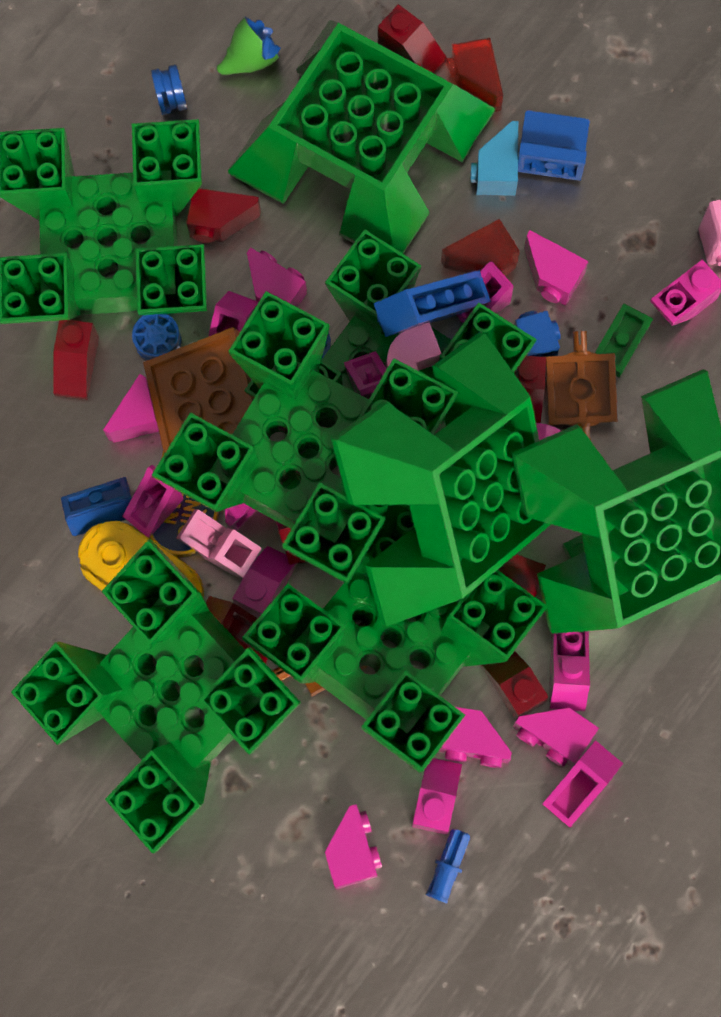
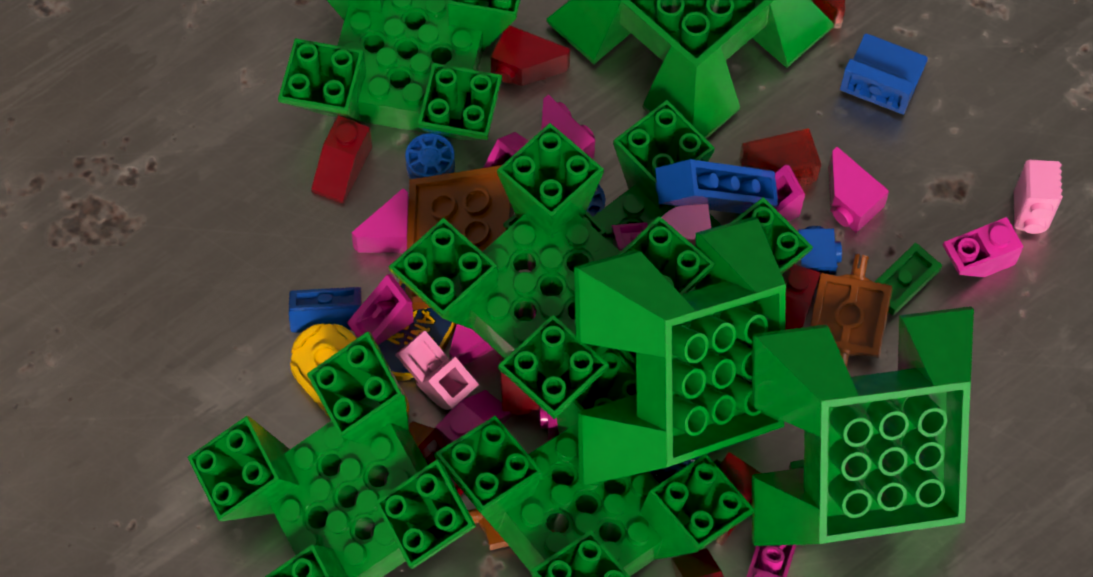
camera: 10 degrees right, 10 degrees down
(498, 164) = (821, 77): dark azure slope -> none

